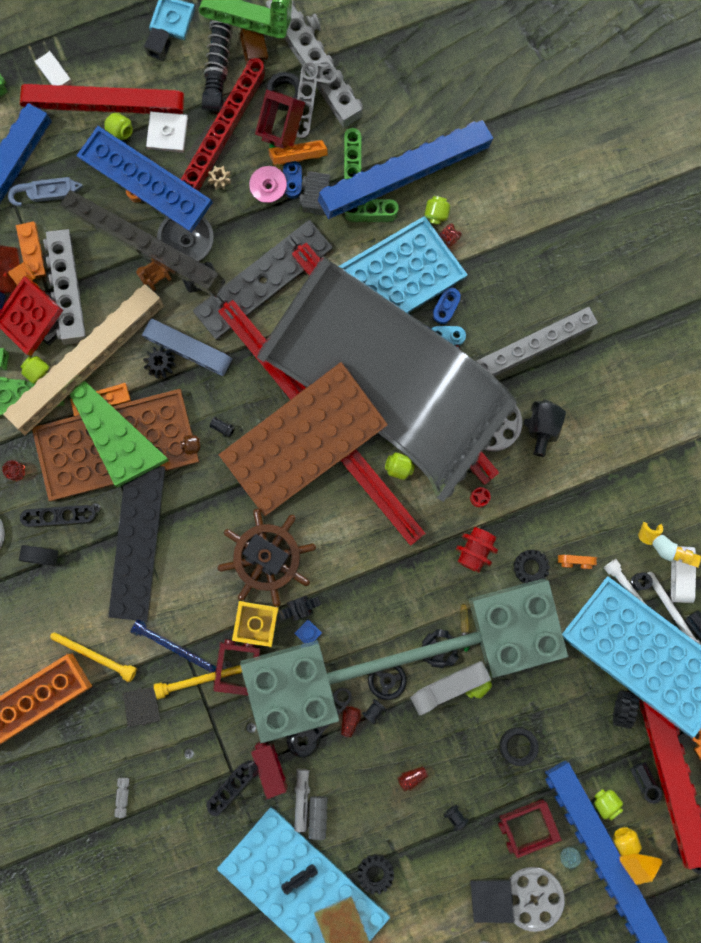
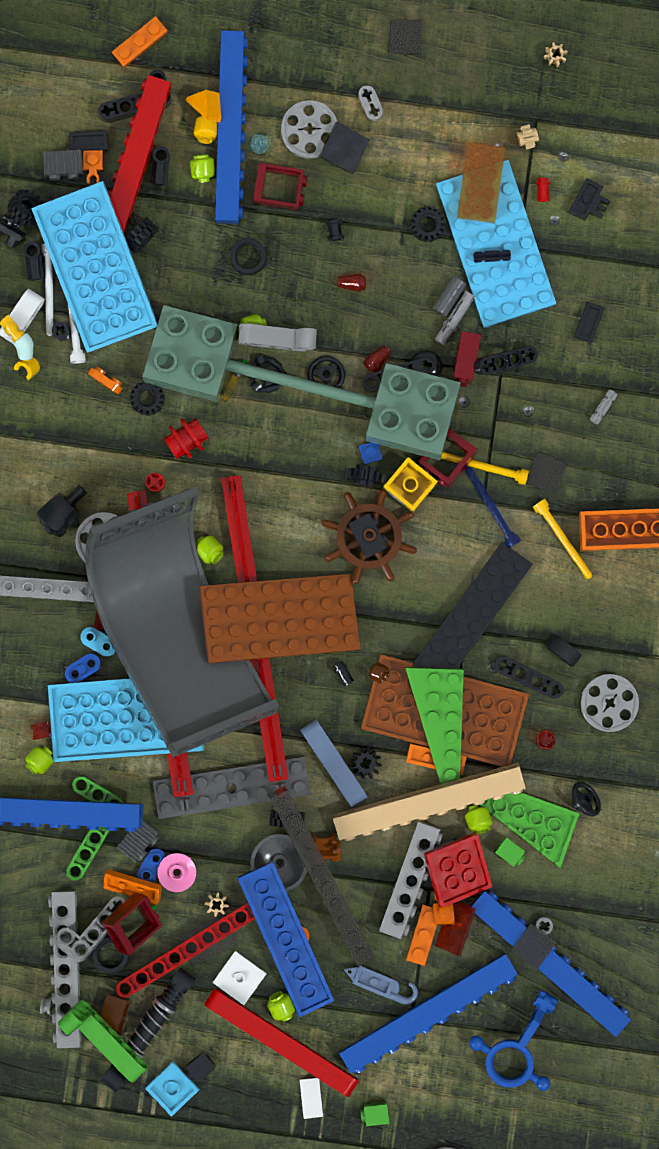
camera: 145 degrees left, 5 degrees up
(177, 868) = (589, 322): none -> black tile
(374, 711) = (352, 355): black bush -> none

